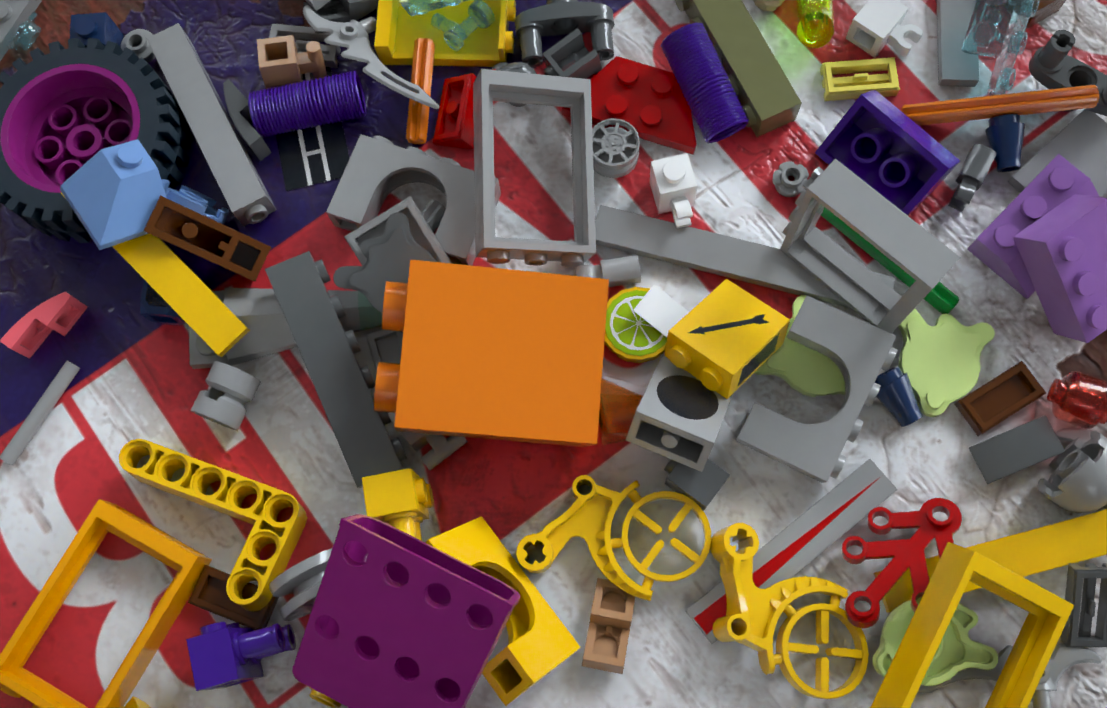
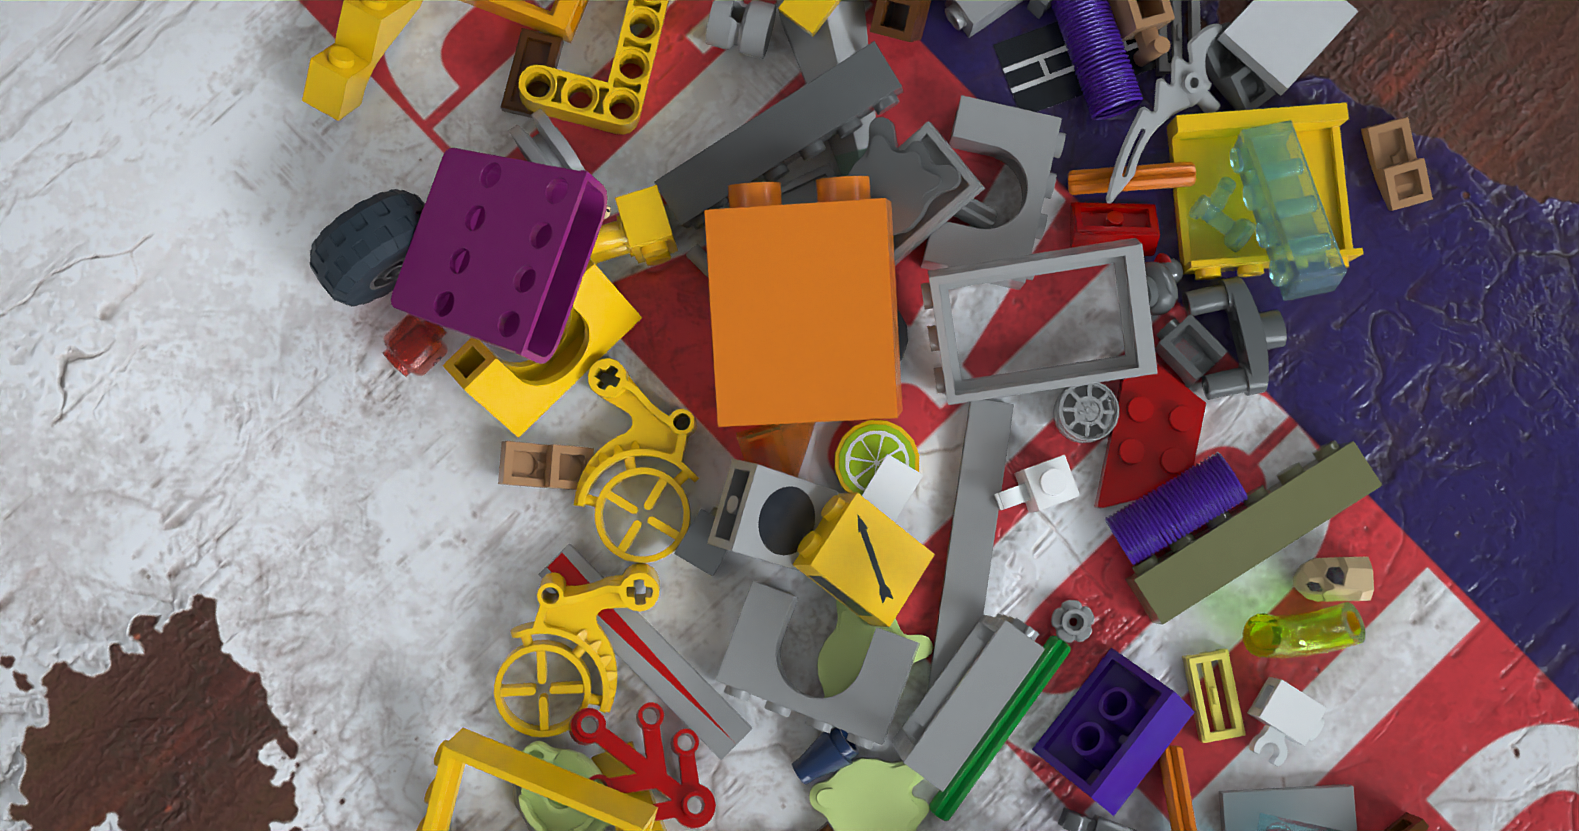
camera: 75 degrees right, 10 degrees up
(233, 654) = (471, 86): dark purple brick -> none
(618, 271) = (932, 424): light grey bar -> none

